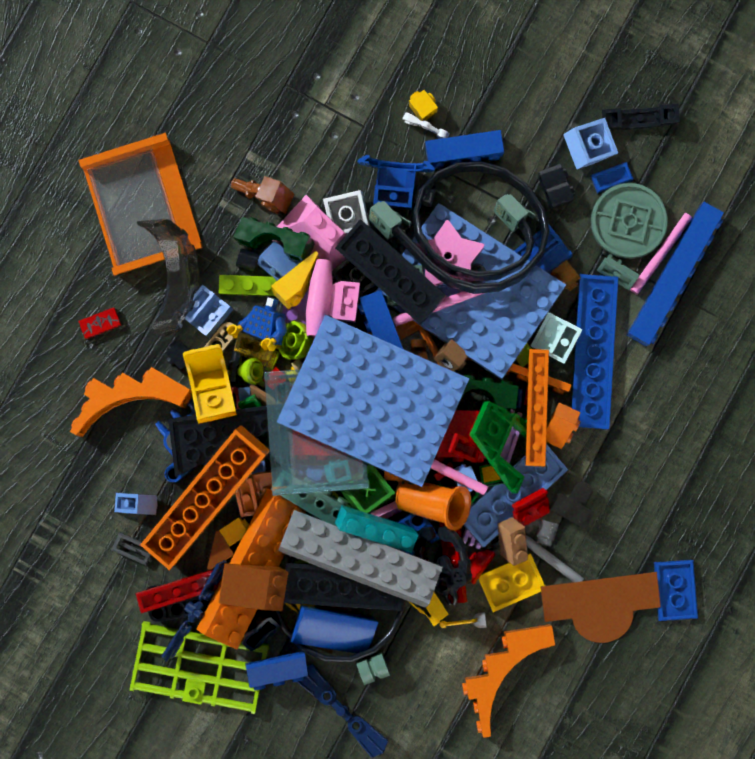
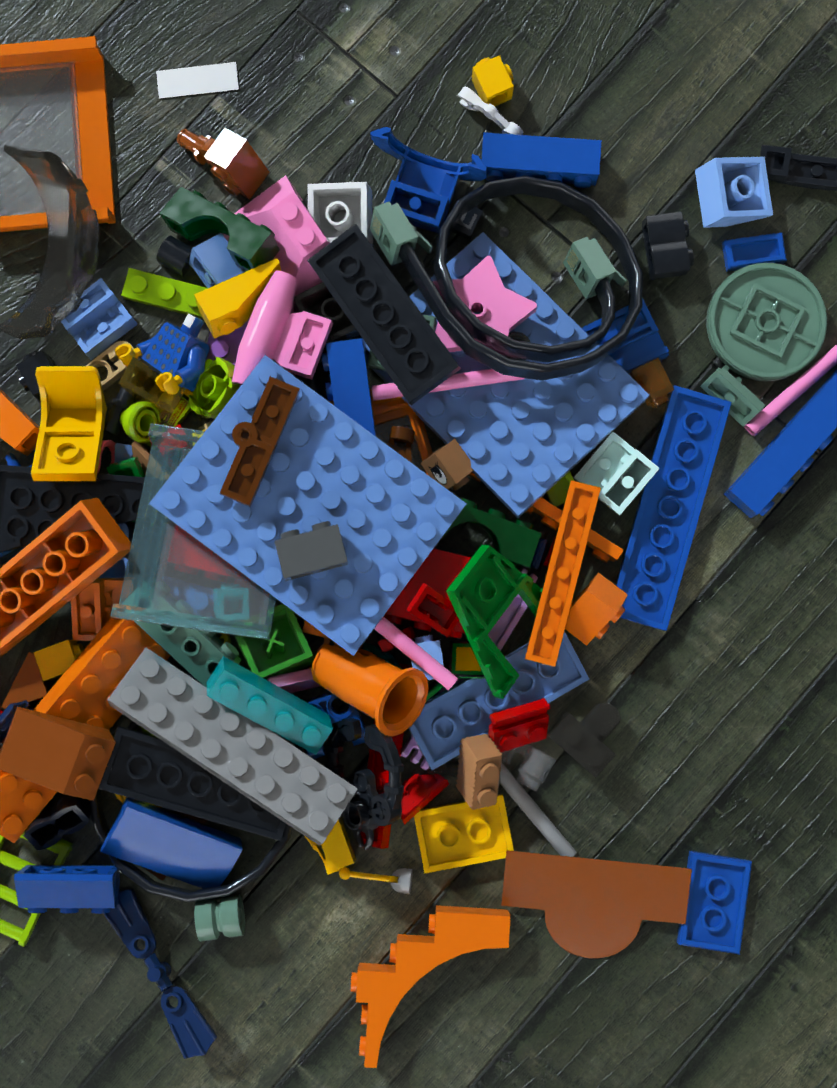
camera: 15 degrees right, 0 degrees up
(233, 143) = (197, 80): none -> white sticker
(335, 369) = (258, 441): none -> reddish brown hinge
(383, 429) = (310, 551): none -> dark grey brick

